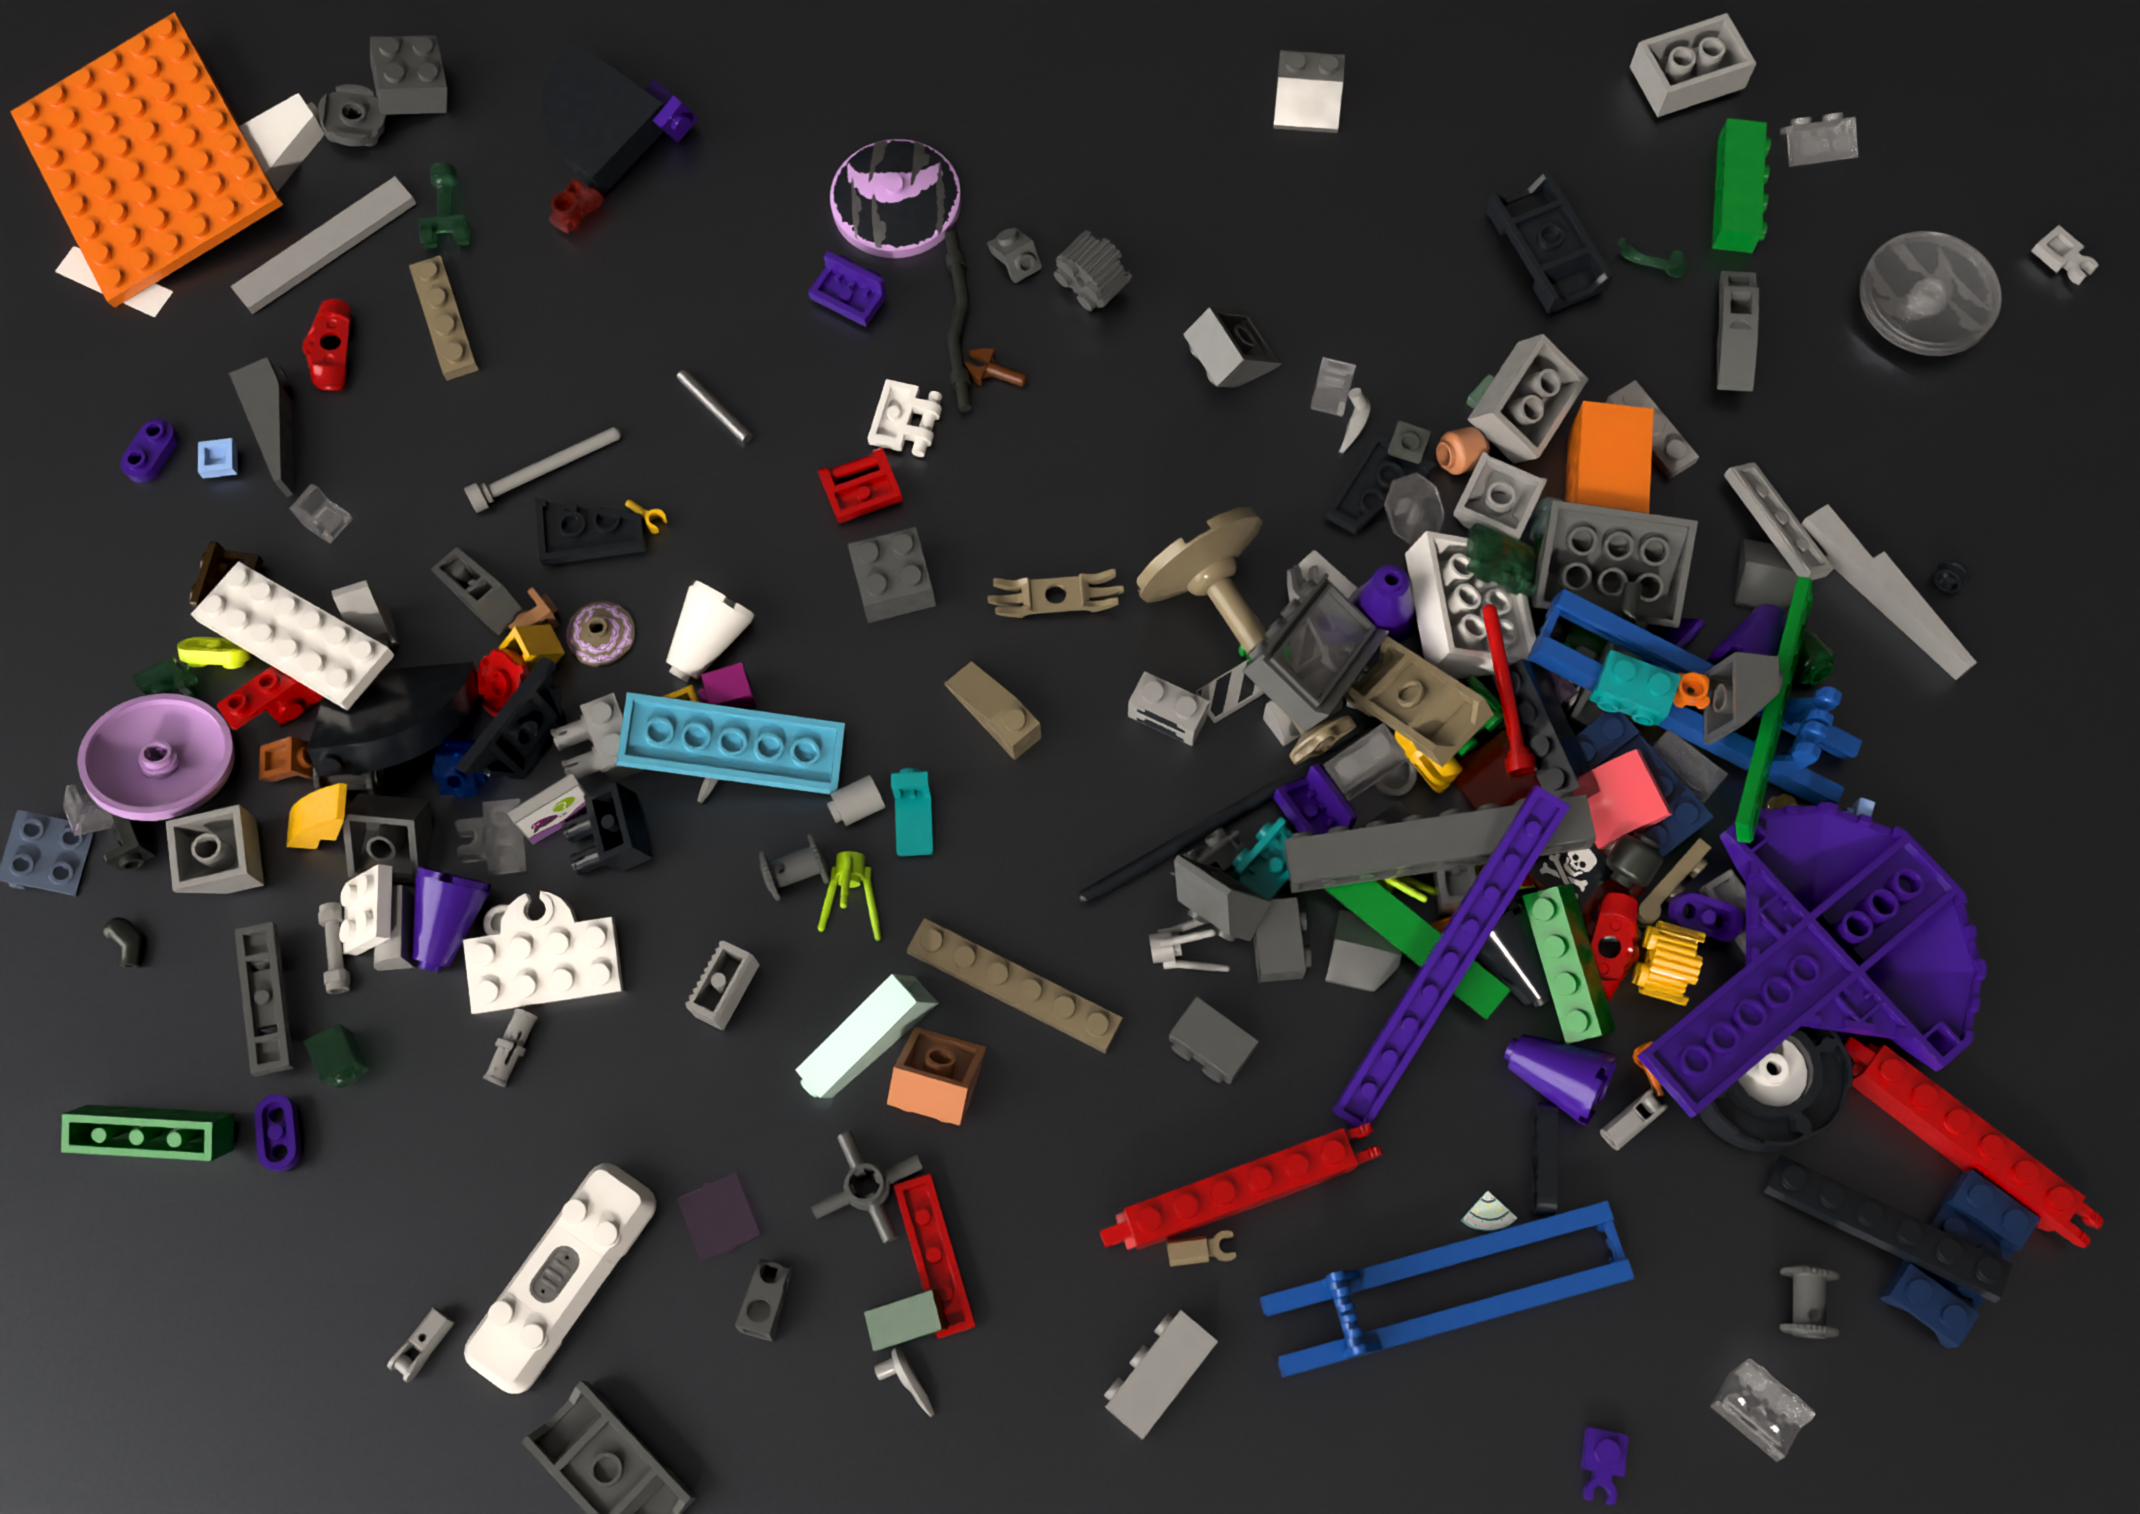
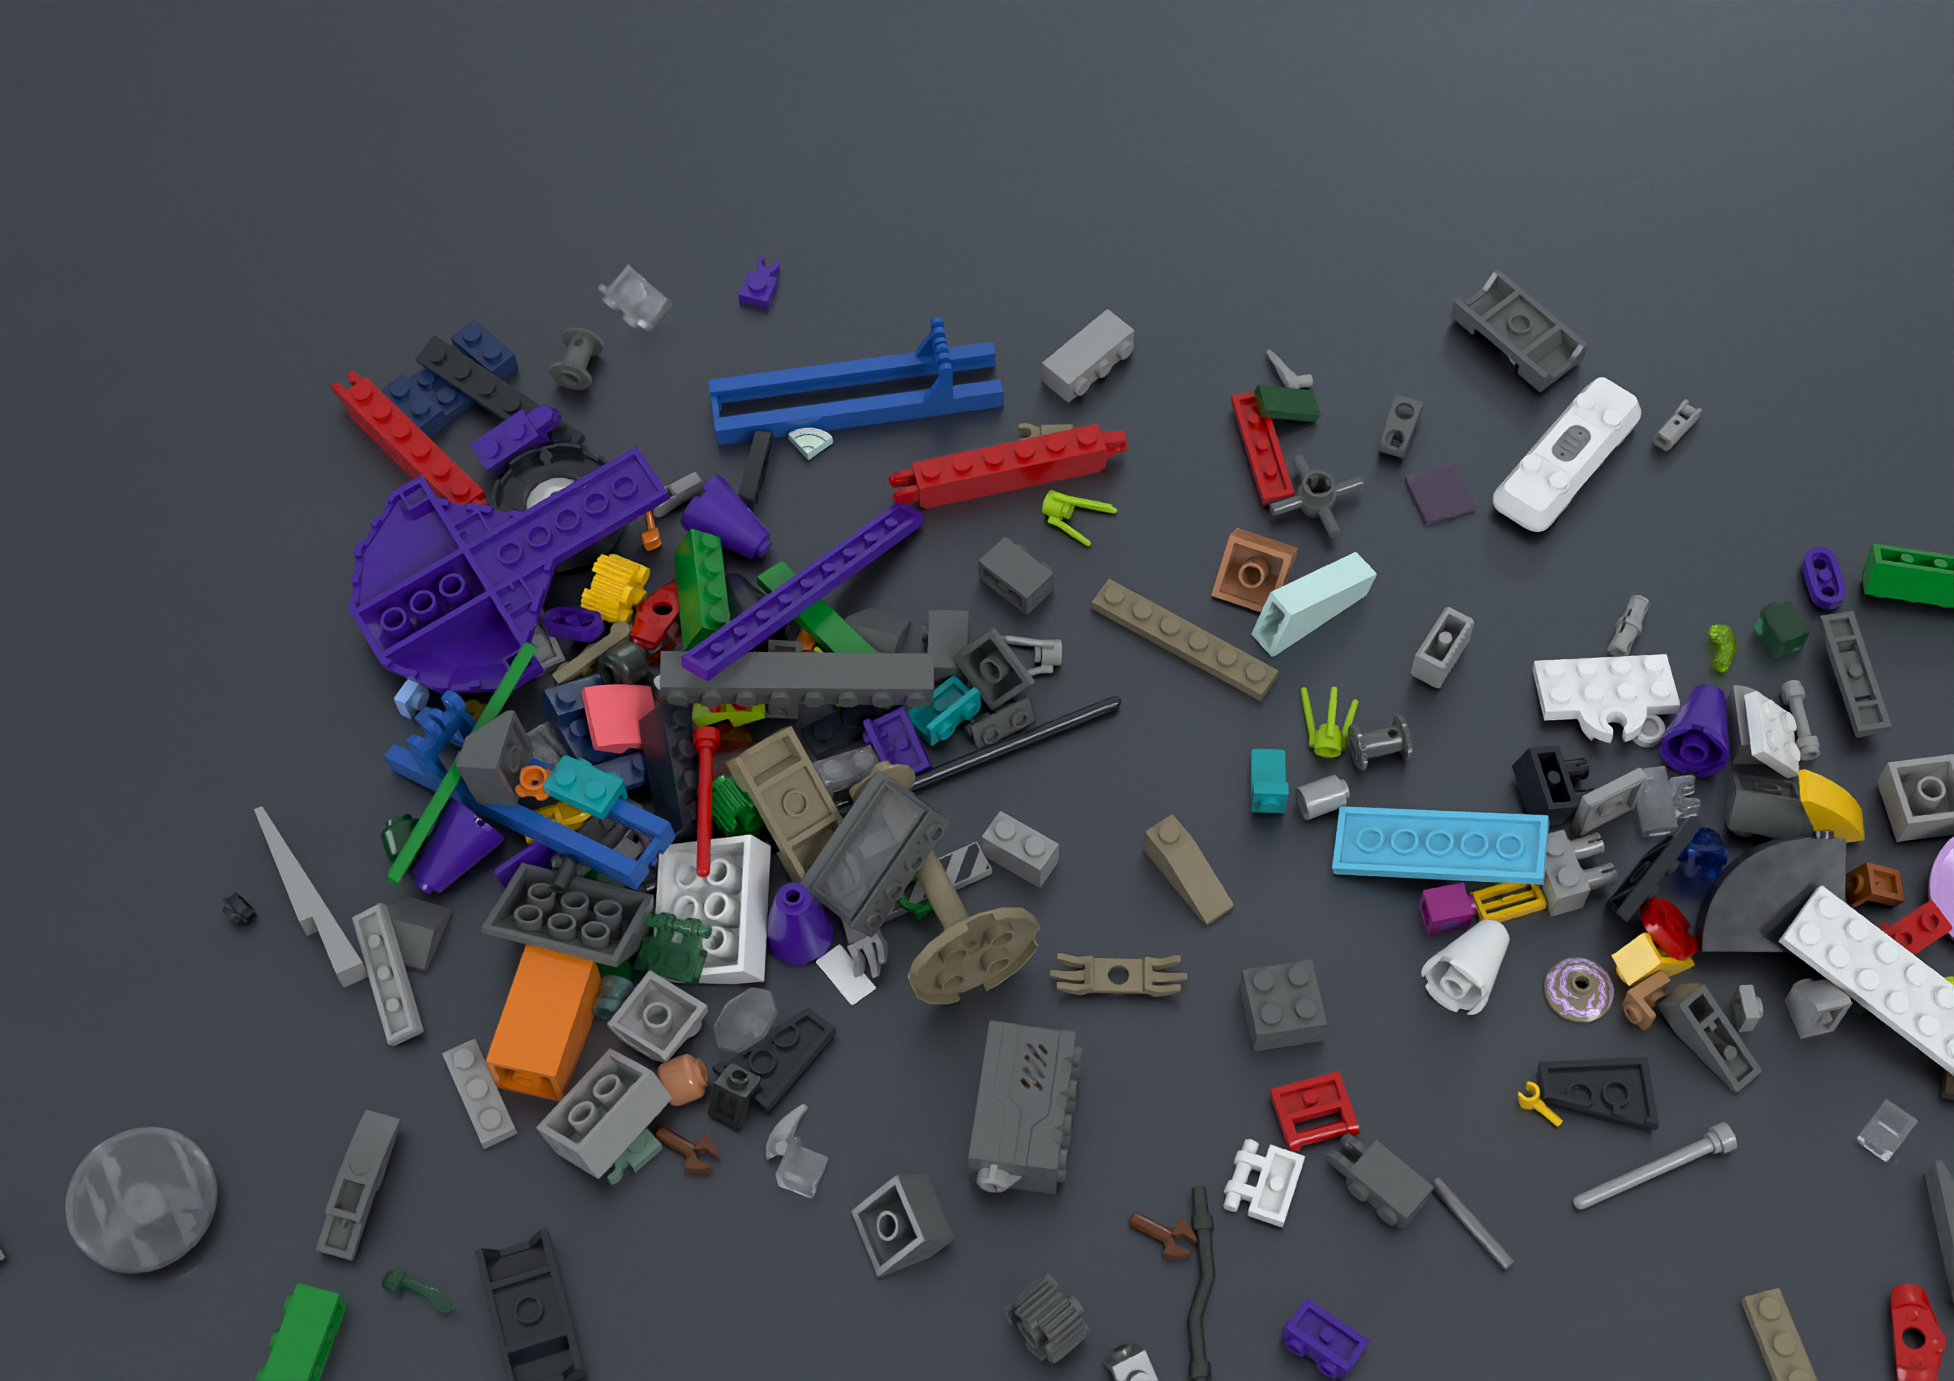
camera: 175 degrees left, 10 degrees down
(401, 1034) = (1727, 646): none -> clear neon green arm
(436, 619) = (1746, 1008): none -> light grey plate
(794, 425) = (1382, 1180): none -> dark grey hinge
(1132, 444) = (1024, 1108): none -> dark grey piece
(1172, 1141) = (1061, 506): none -> lime plant
(1439, 398) = (689, 1149): none -> reddish brown bar
(1849, 1153) = (515, 436): none -> dark purple hinge

